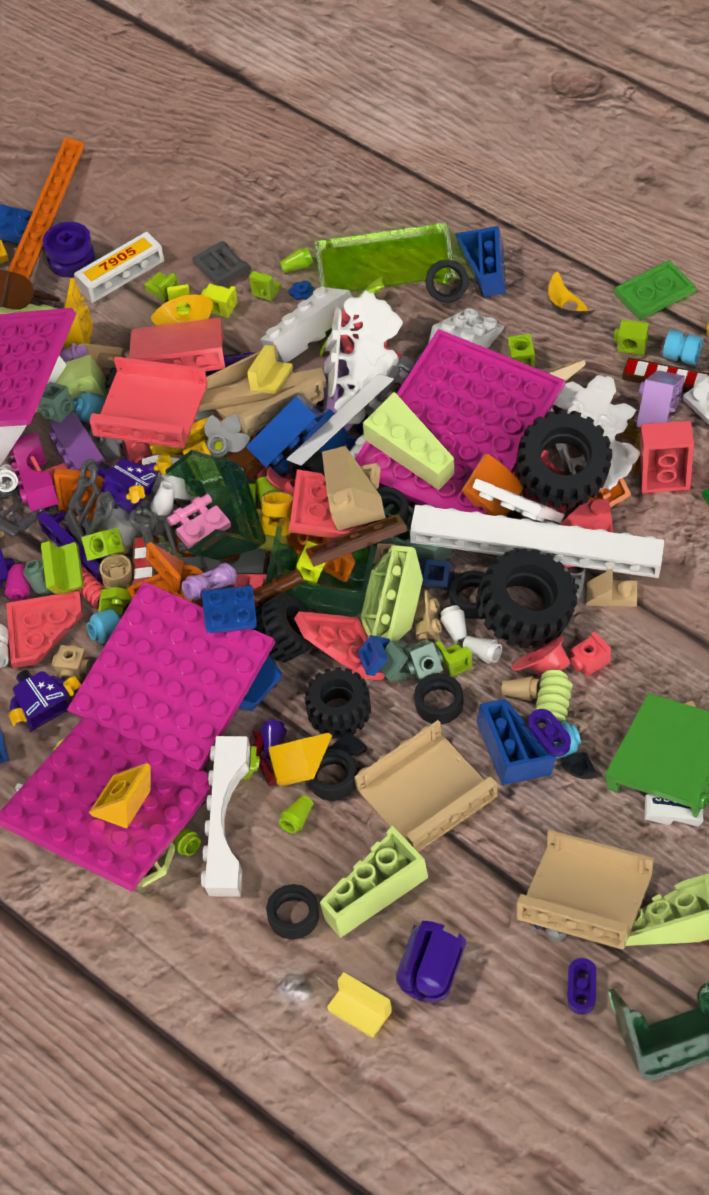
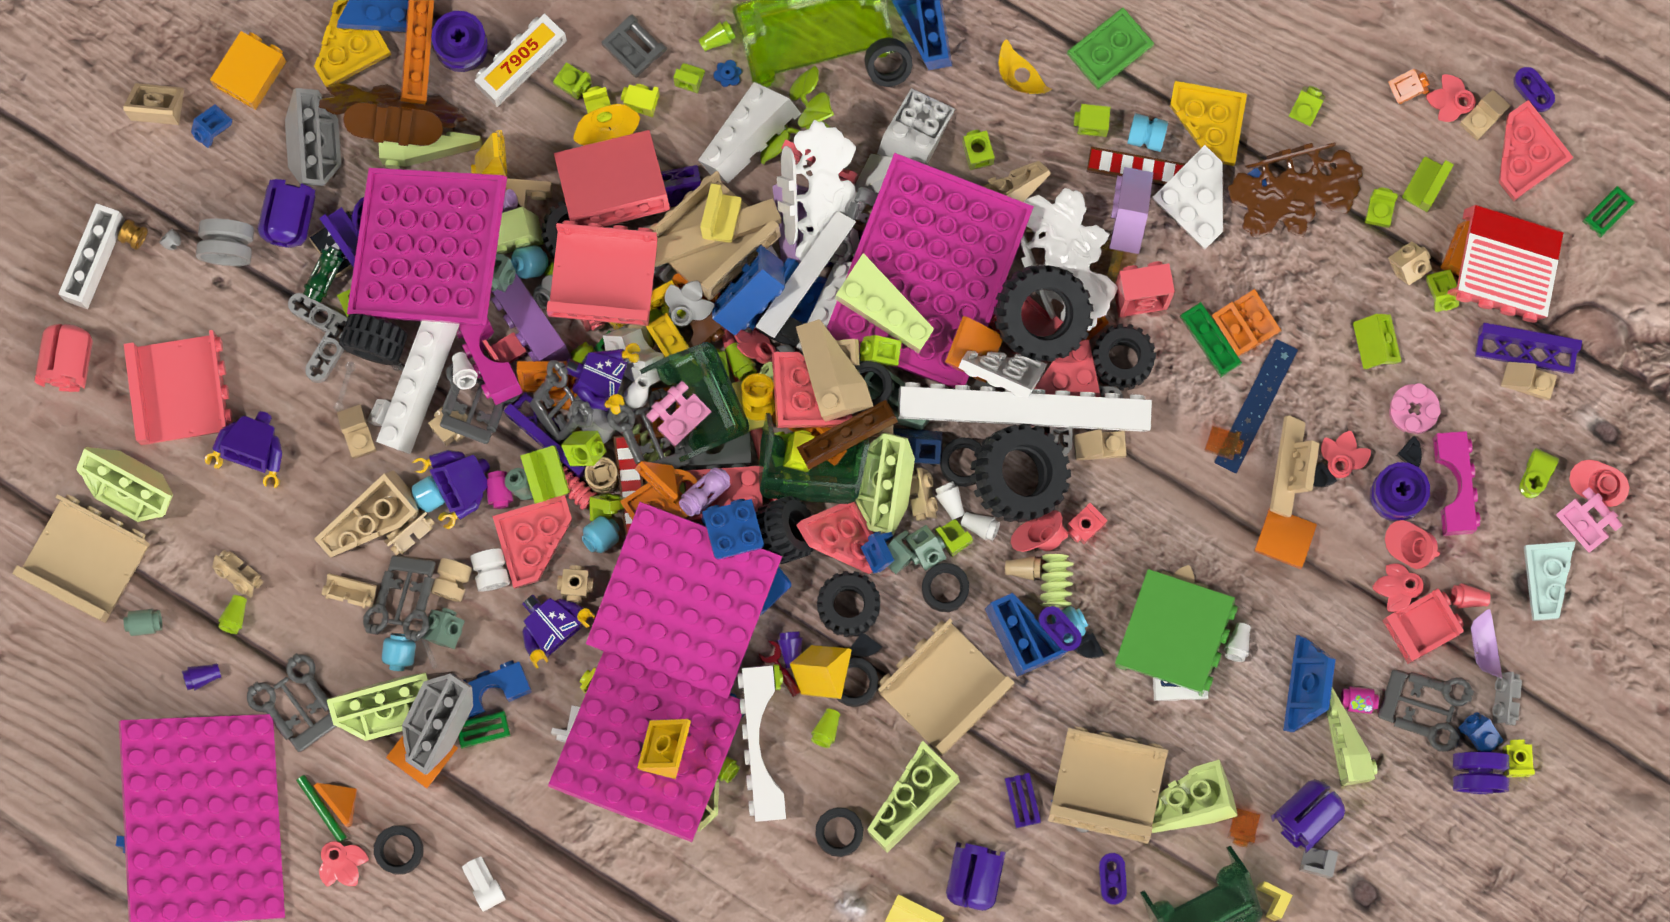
camera: 15 degrees left, 25 degrees up
(278, 586) = (775, 490): reddish brown pin -> none
(402, 478) = (880, 350): none -> lime bracket
(490, 882) = (1017, 779): none -> dark purple tile
(646, 502) = (1135, 340): none -> black tyre

